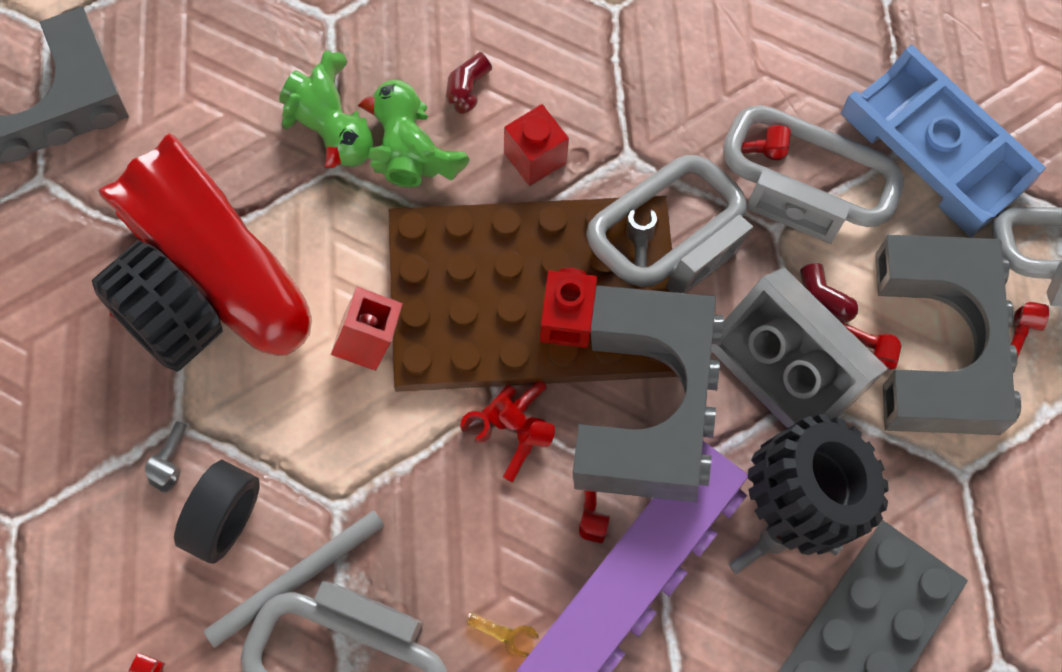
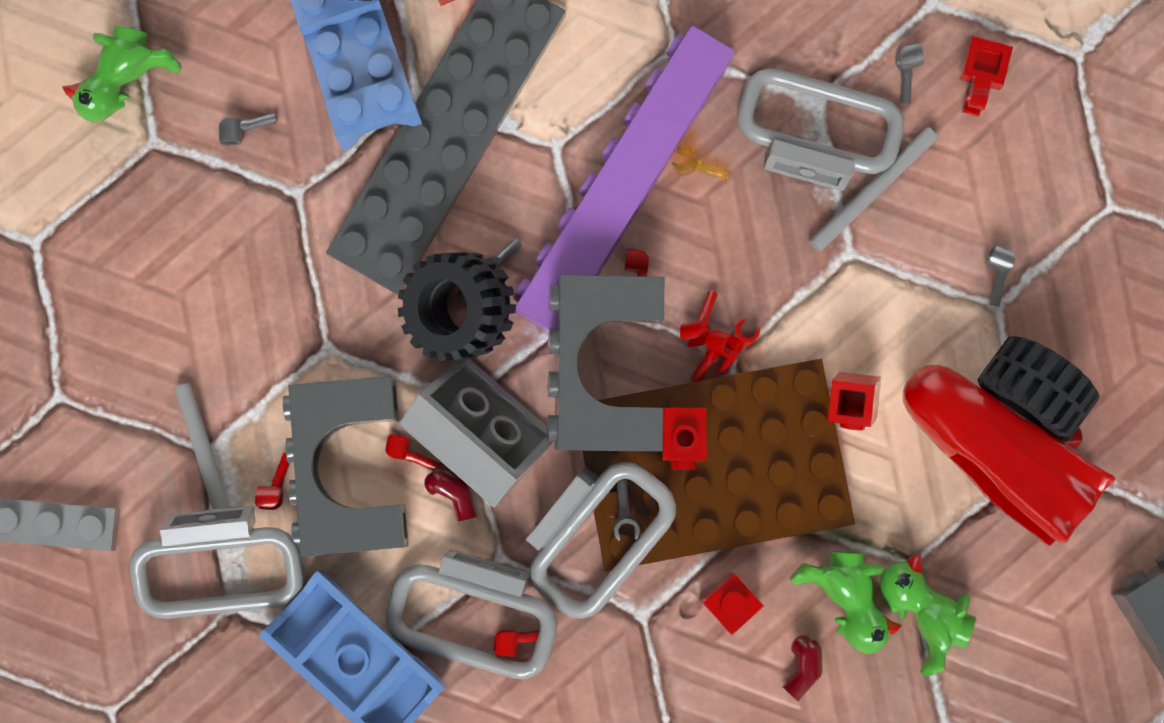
camera: 175 degrees right, 15 degrees up
(216, 511) = (948, 224): black tyre -> none

